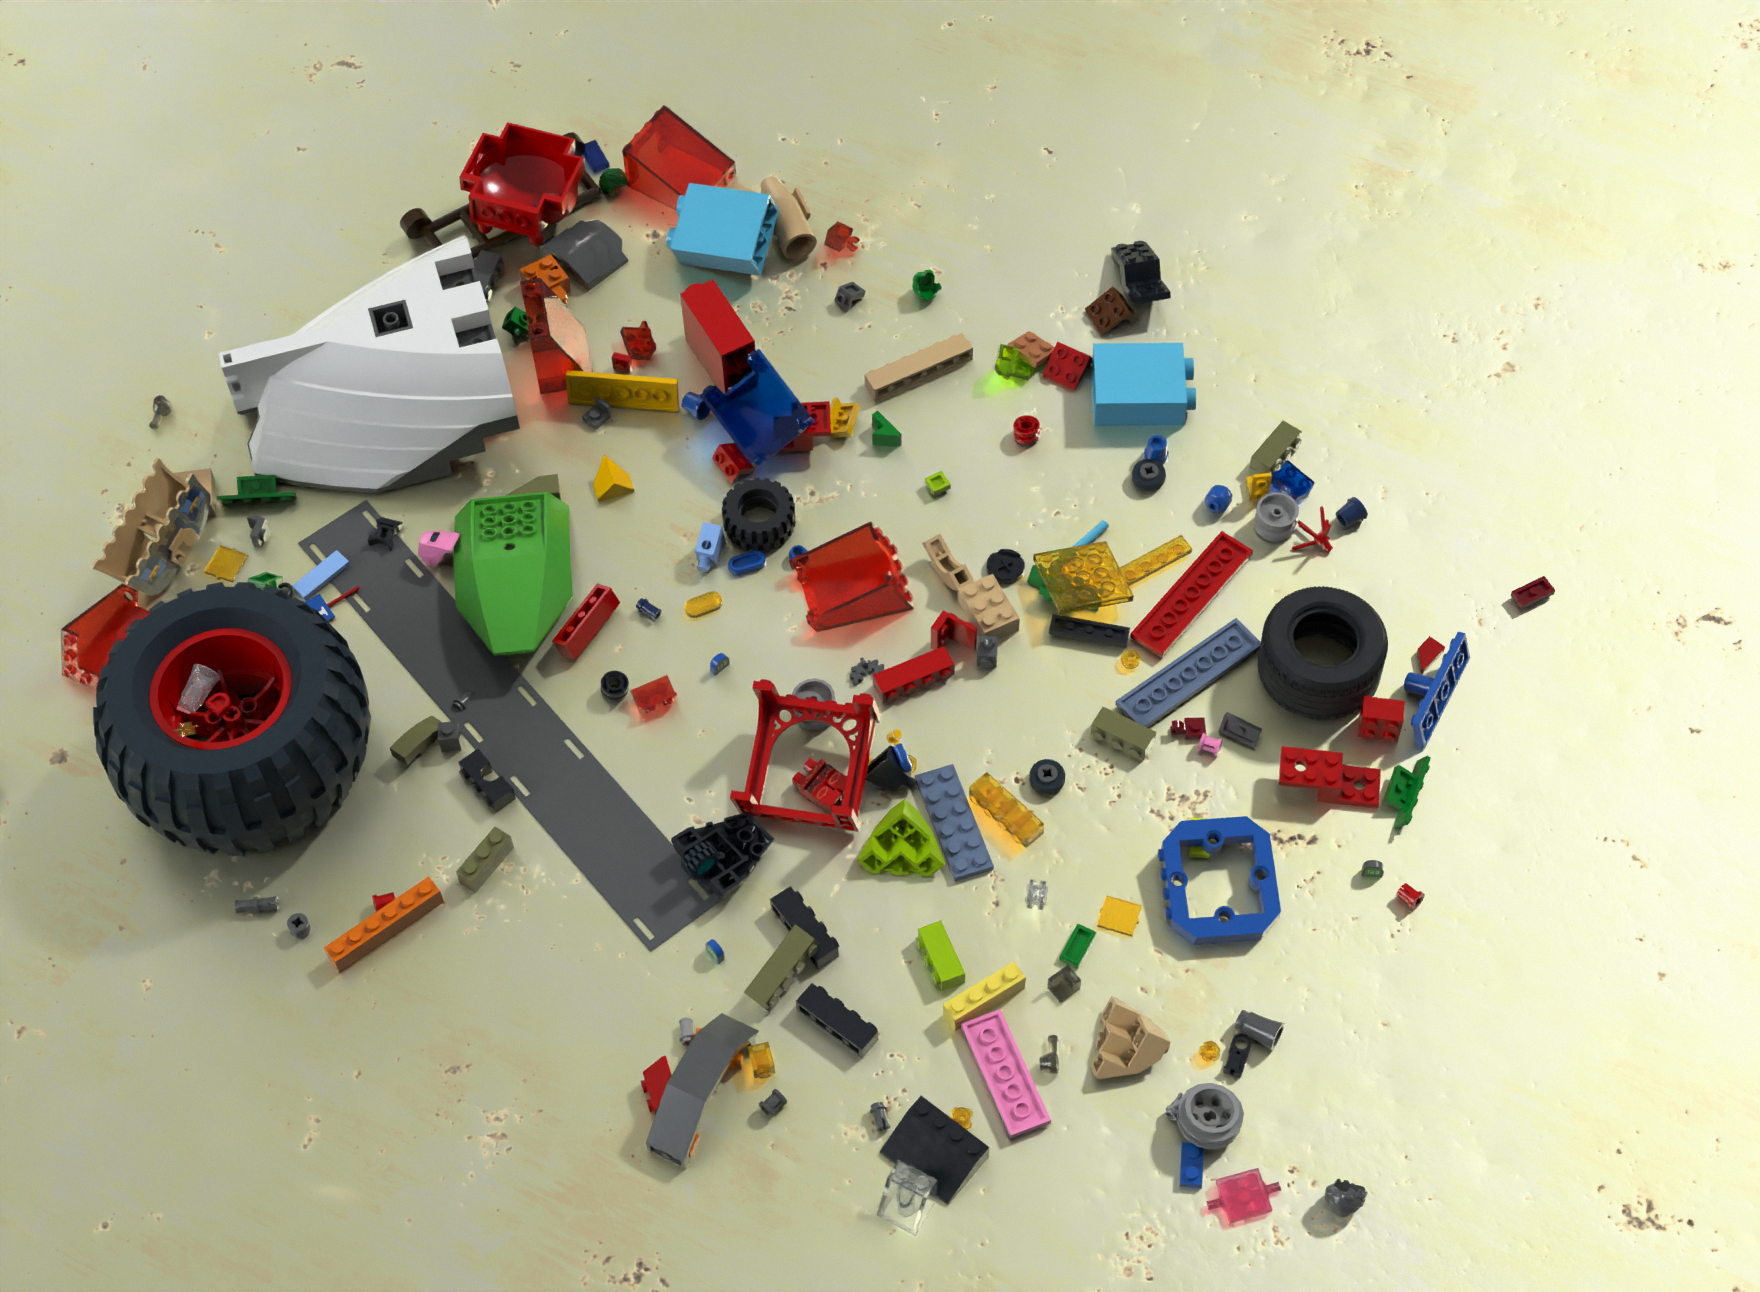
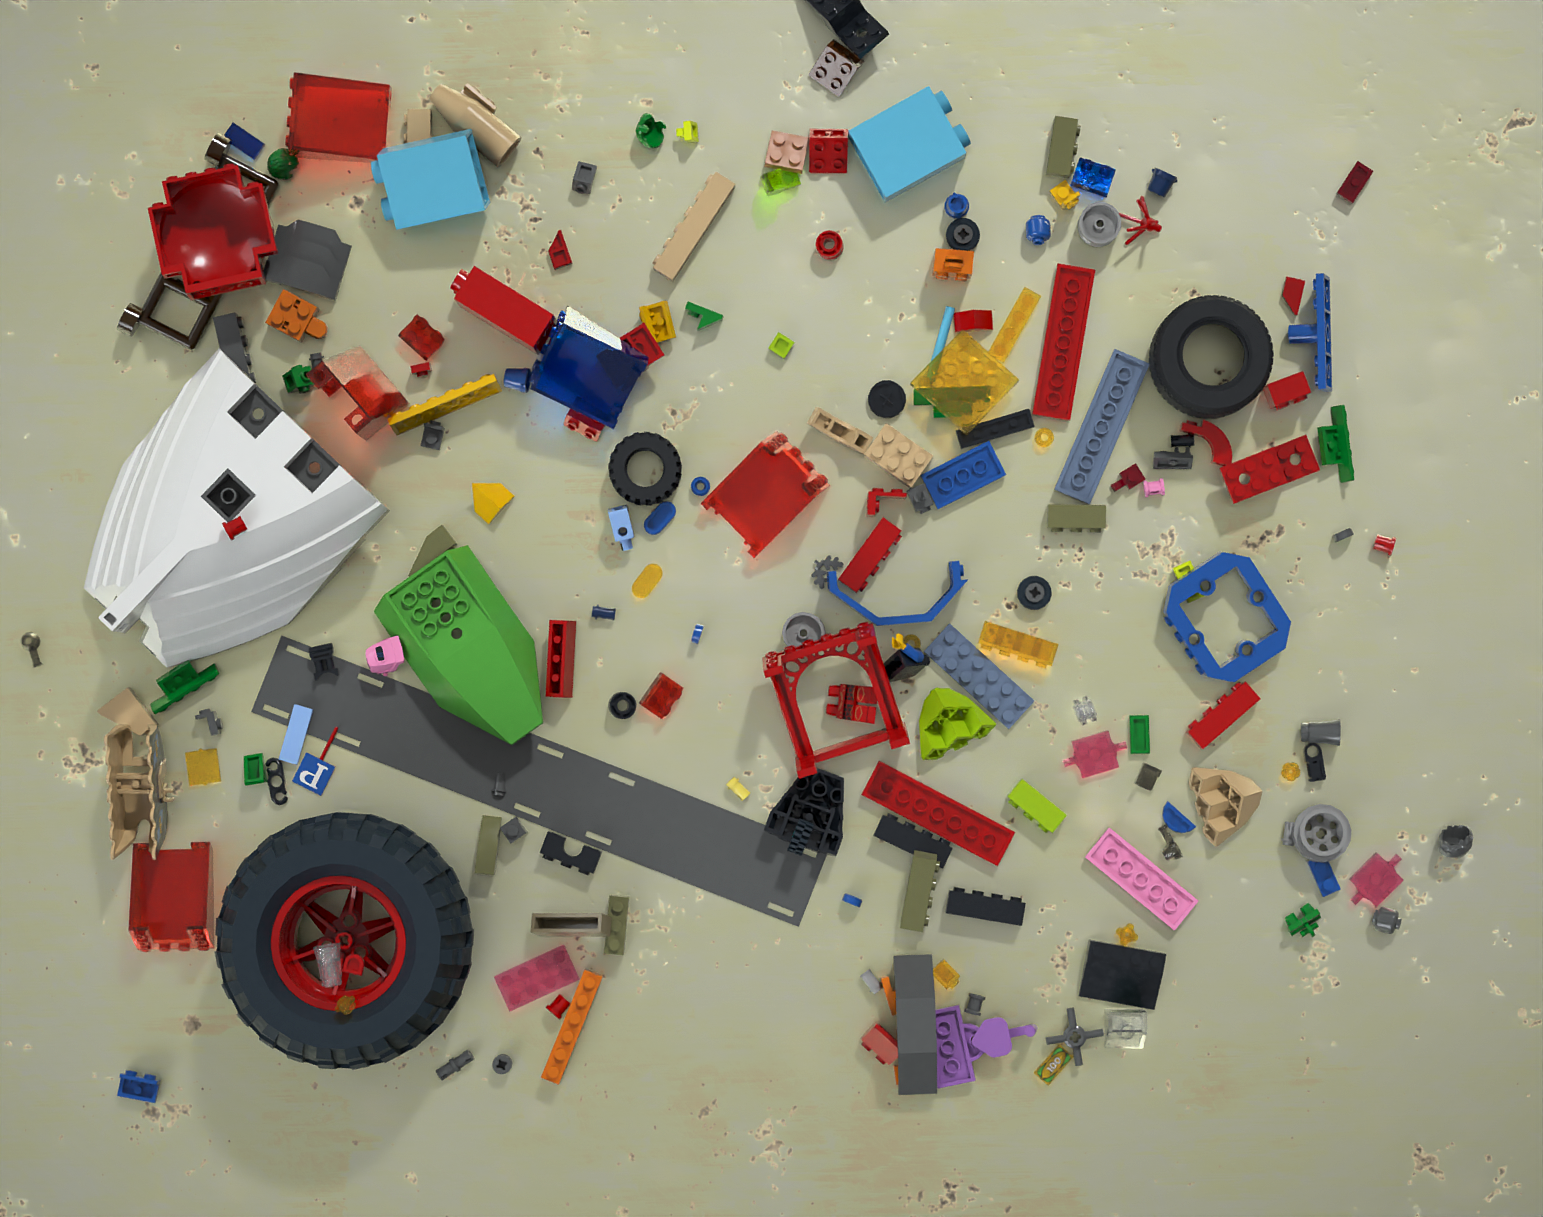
camera: 25 degrees left, 30 degrees up
(377, 337) = (234, 527): none -> red bush
(381, 868) = (536, 977): none -> clear pink plate
(443, 830) = (571, 924): none -> dark tan brick
(670, 799) = (738, 788): none -> light yellow pin
(731, 1122) = (957, 1049): none -> medium lavender plate
(793, 337) = (559, 253): none -> red tile
(816, 1202) = (1053, 1064): none -> clear yellow tile
(839, 237) = (539, 118): clear red brick -> none
(844, 917) = (938, 813): none -> red plate
(848, 1179) = (1073, 1027): none -> dark grey bar
(880, 1117) = (1063, 968): dark grey pin -> none
(919, 736) = (955, 571): none -> blue panel
(958, 300) = (689, 132): none -> neon yellow tile
(984, 995) = (1090, 823): light yellow brick -> none
(1024, 940) = (1095, 754): none -> clear pink plate
(1038, 653) = (963, 475): none -> blue plate
(1070, 1039) = (1176, 820): none -> blue tile
(1119, 916) = (1158, 688): clear yellow piece -> none
(1121, 541) = (973, 320): none -> red slope
(1126, 485) = (952, 264): none -> orange brick
(1148, 1196) = (1310, 916): none -> green hips
(1169, 965) = (1223, 714): none -> red brick
(1234, 1237) = (1386, 920): none -> dark grey head
(1259, 720) = (1182, 440): none -> black pin
(1286, 722) = (1214, 436): none -> red arch

